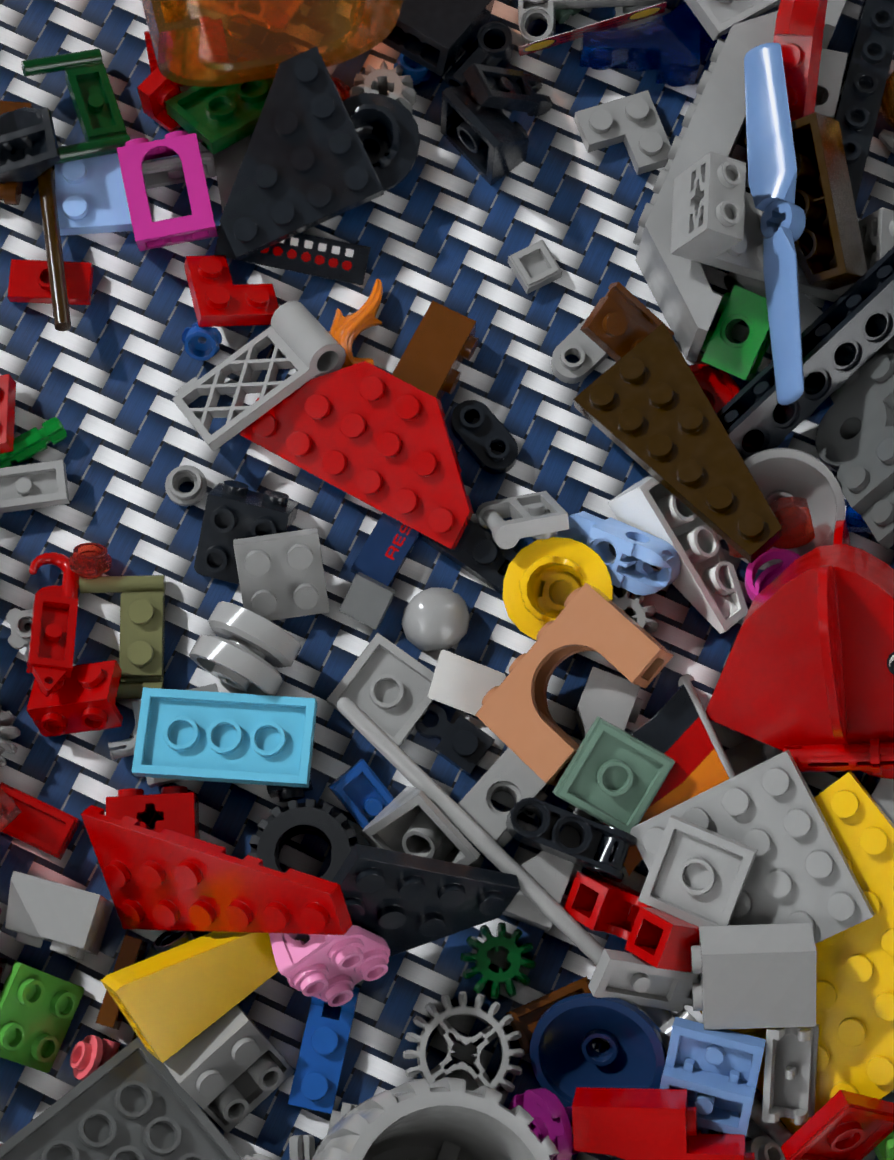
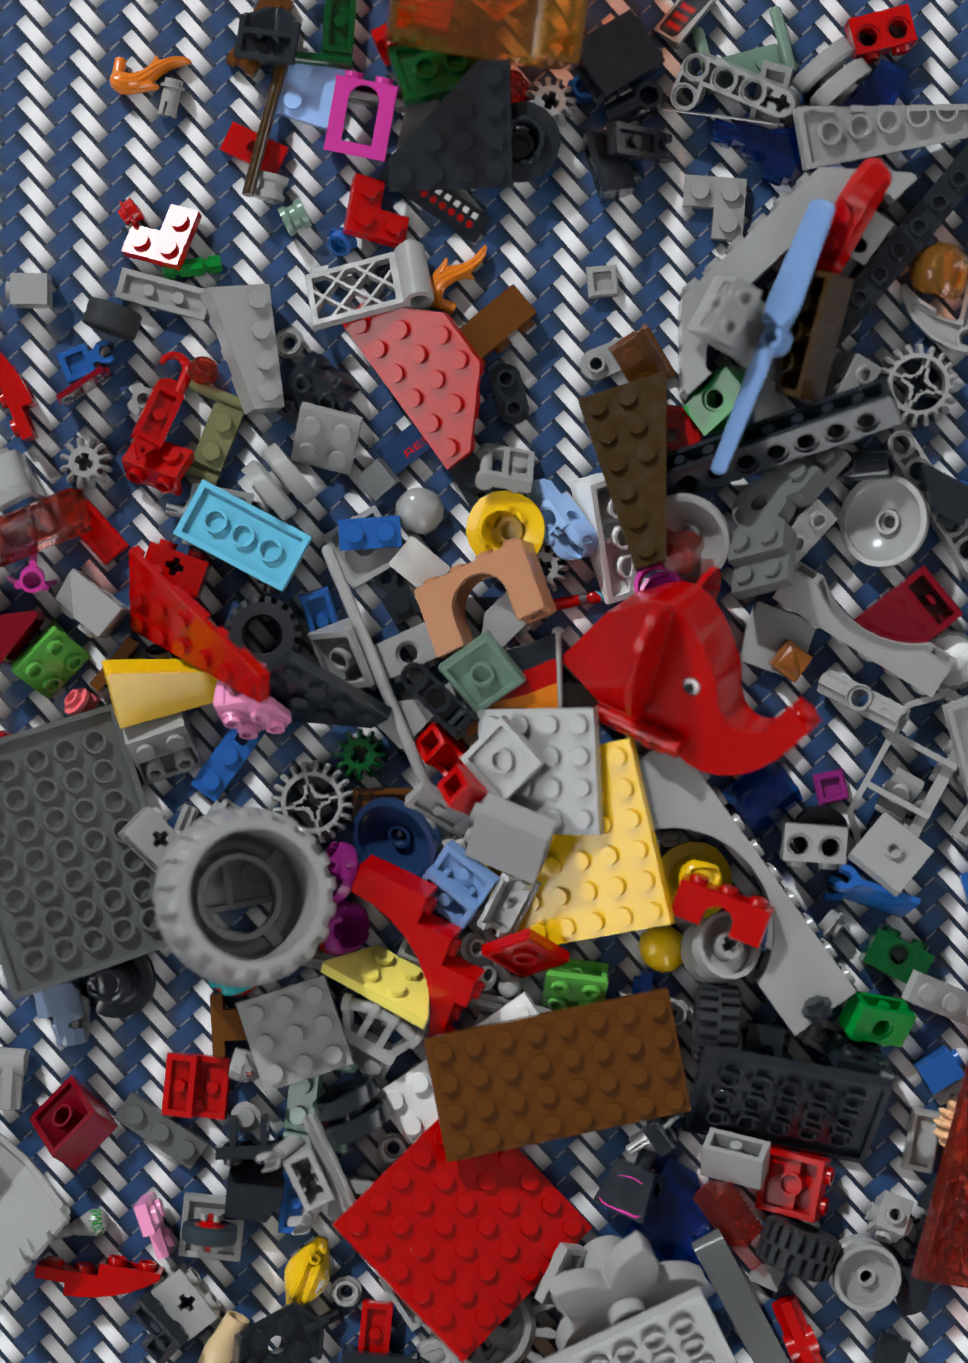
camera: 25 degrees right, 15 degrees up
(89, 313) = (271, 187): none -> light grey wheel
(132, 335) = (294, 217): none -> sand green wheel
(135, 500) = (248, 343): none -> light grey wedge
(387, 668) = (369, 533): none -> blue plate
(699, 634) = (591, 597): none -> red piece

